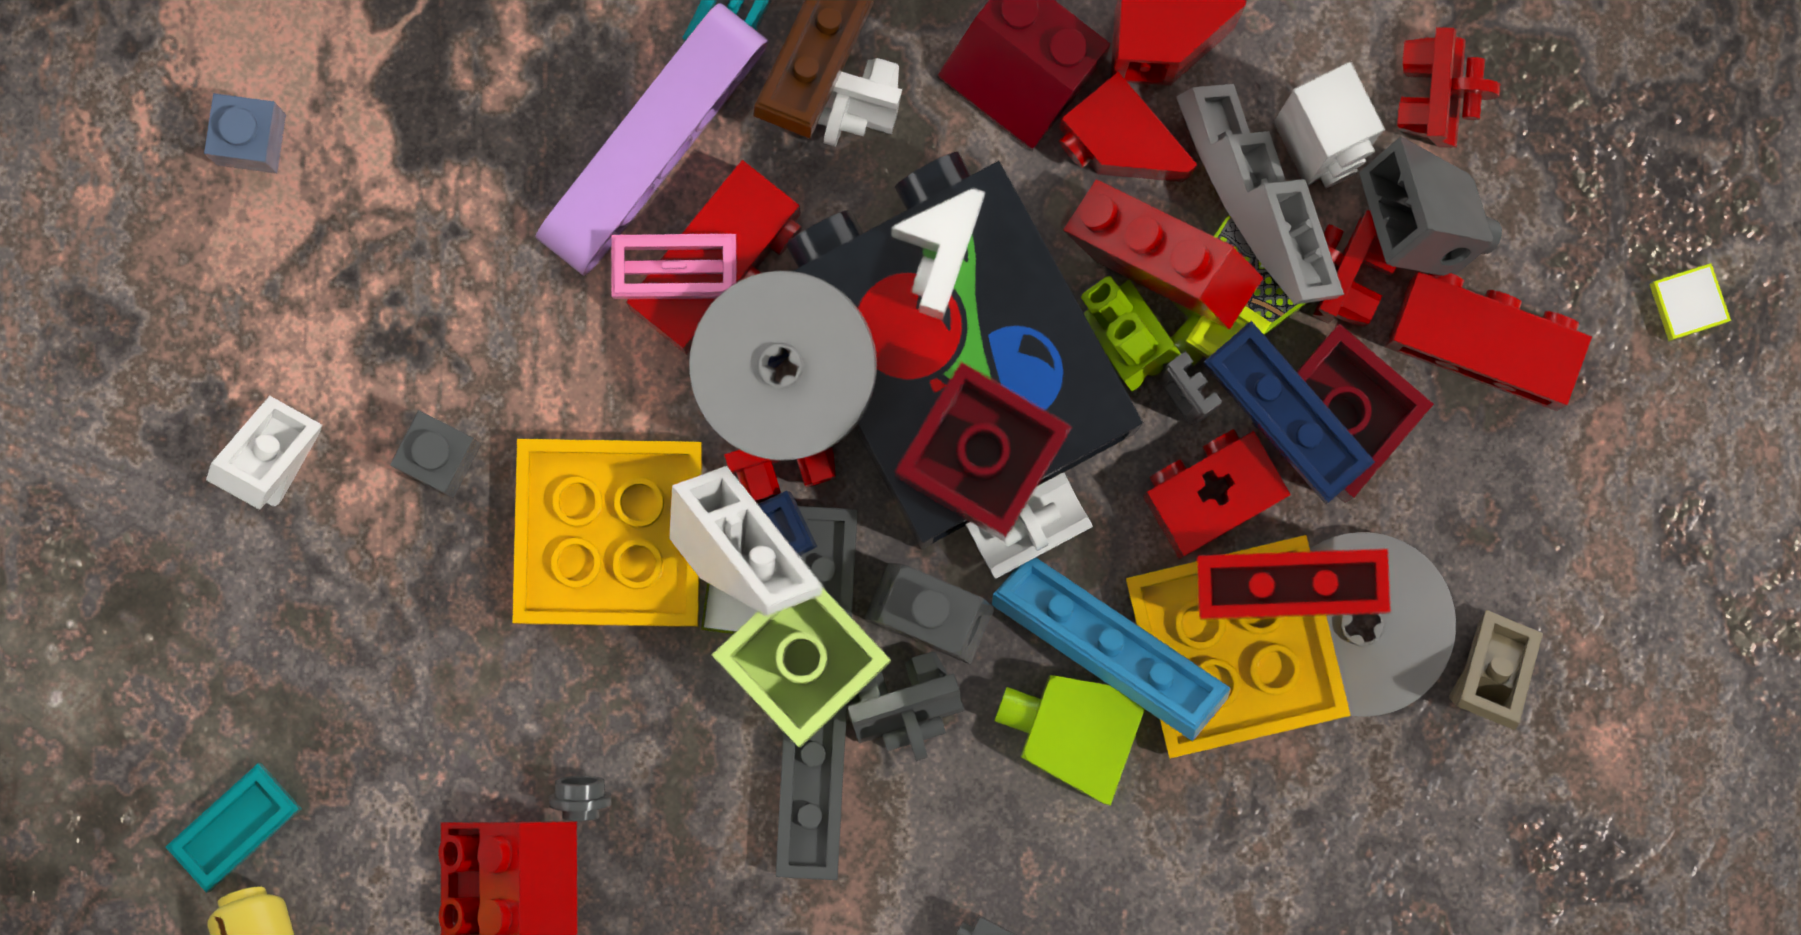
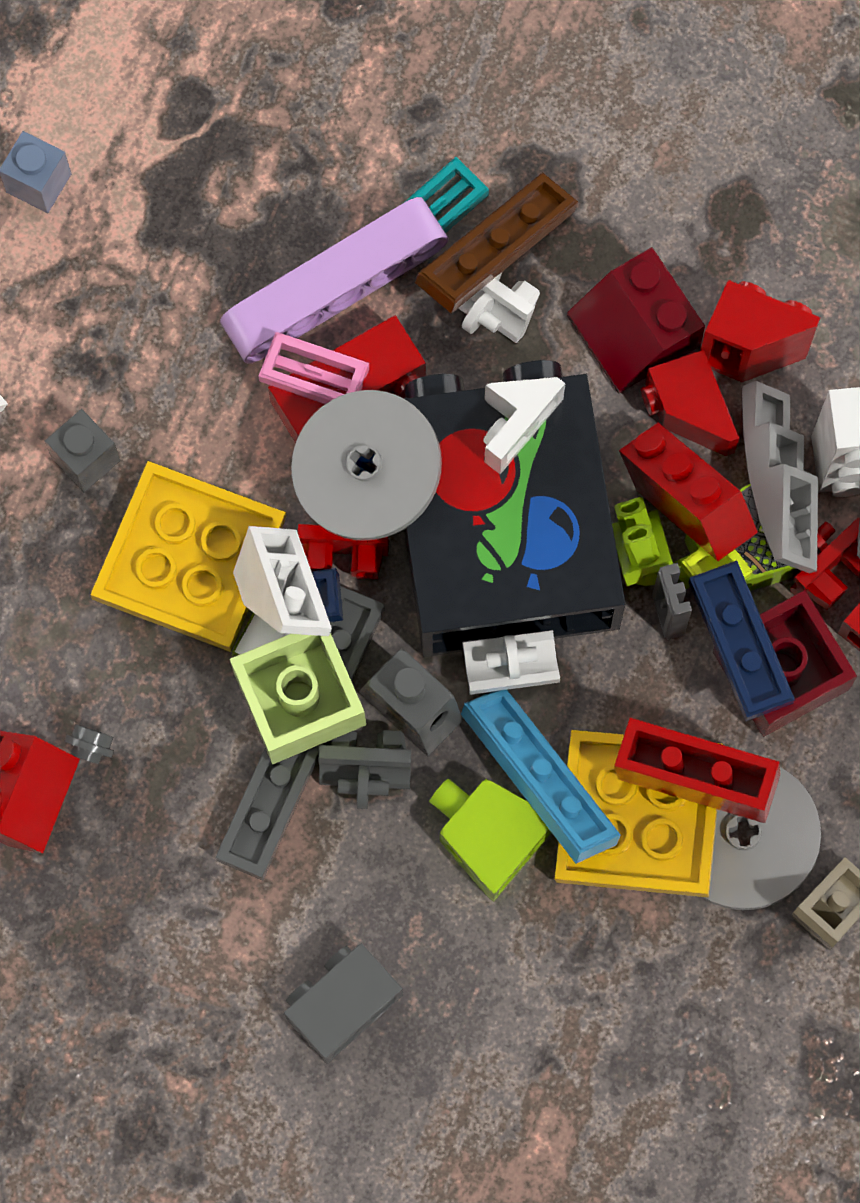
camera: 25 degrees right, 10 degrees down
(982, 451) = (492, 574): dark red brick -> none
(1251, 483) = (693, 695): red brick -> none

